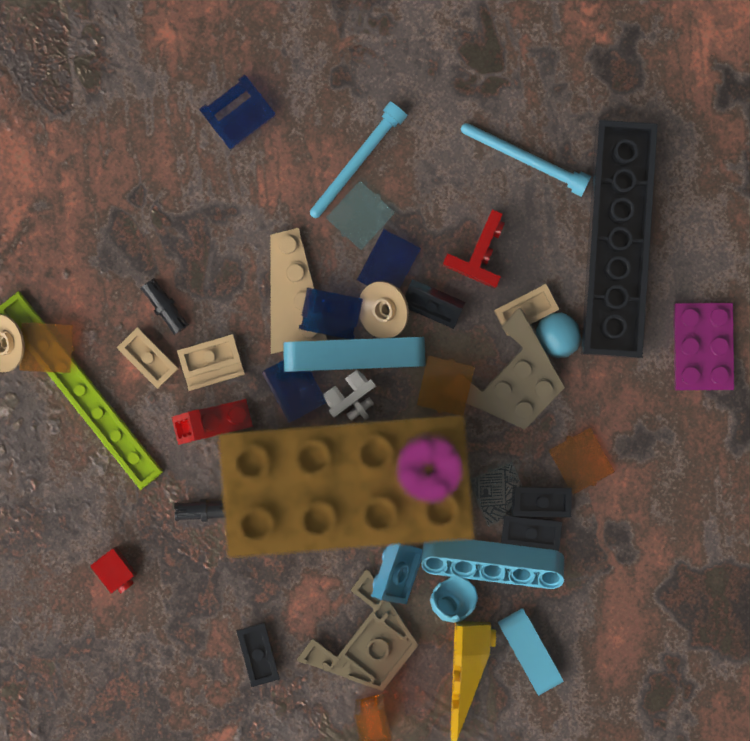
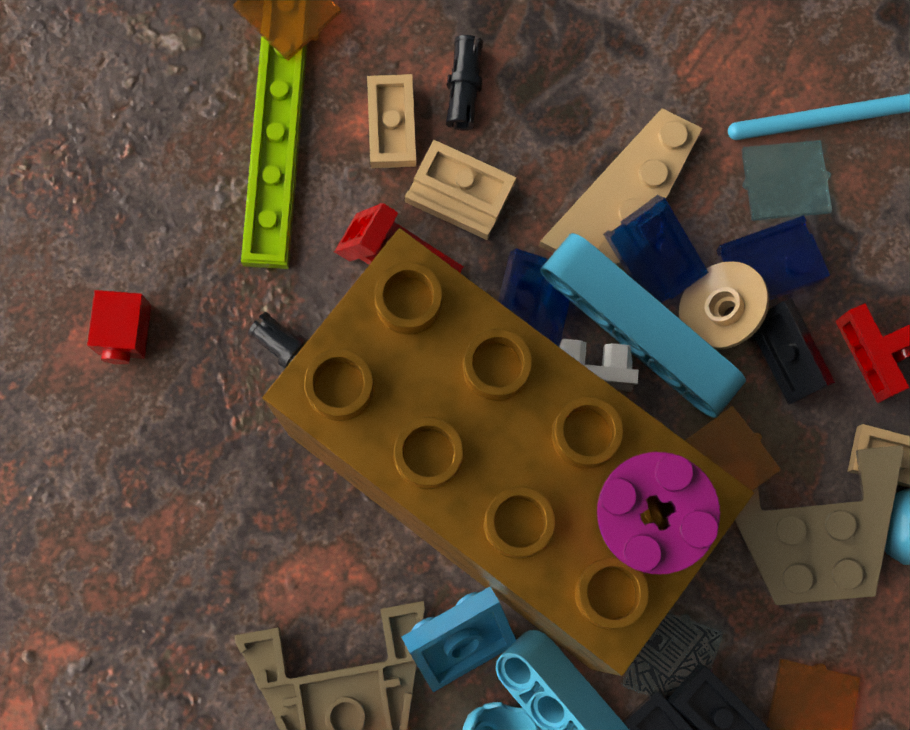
camera: 35 degrees right, 10 degrees down
(258, 654) = (193, 586): black plate -> none

